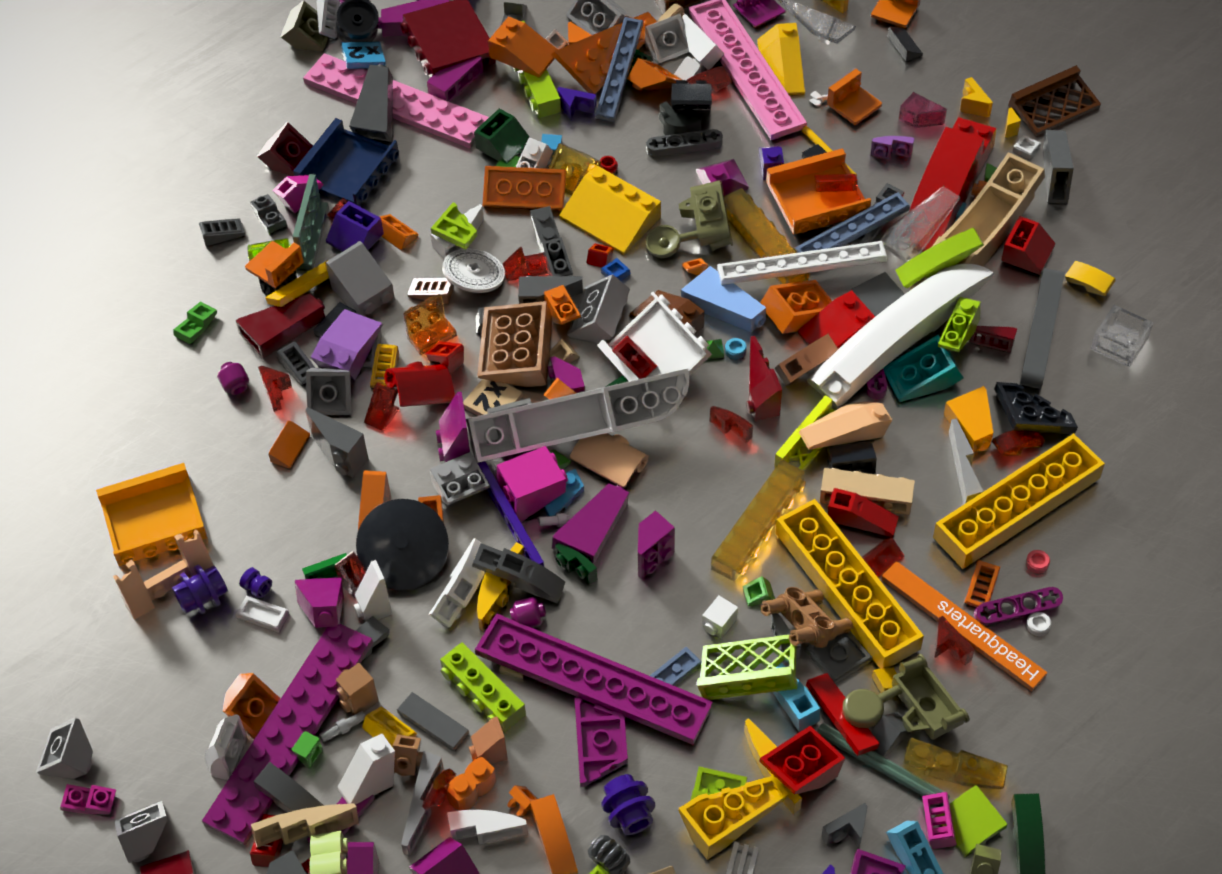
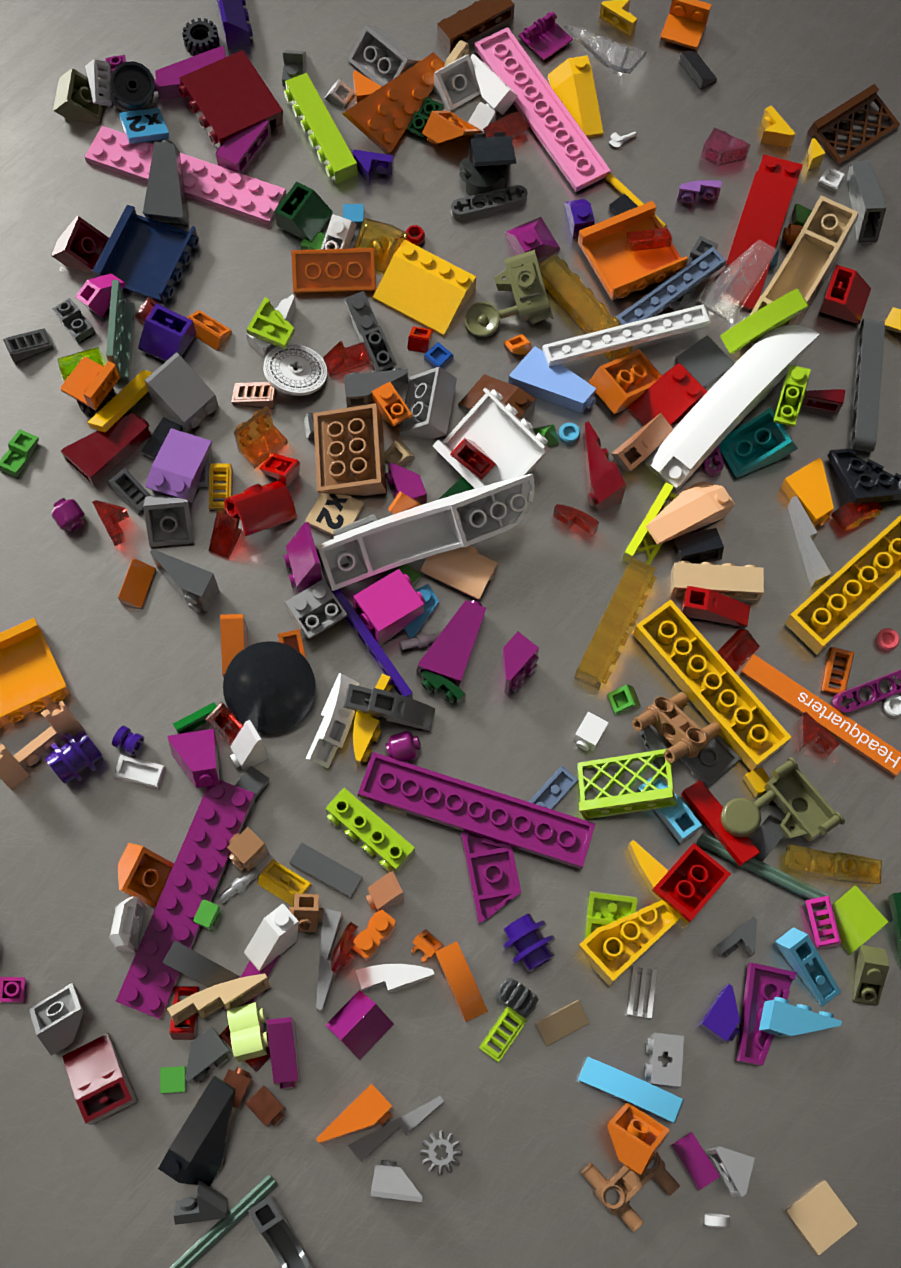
camera: 10 degrees left, 15 degrees up
(521, 47) = (309, 107): orange slope -> none
(619, 69) = (413, 123): sand blue tile -> none
(851, 99) = (653, 139): orange bracket -> none

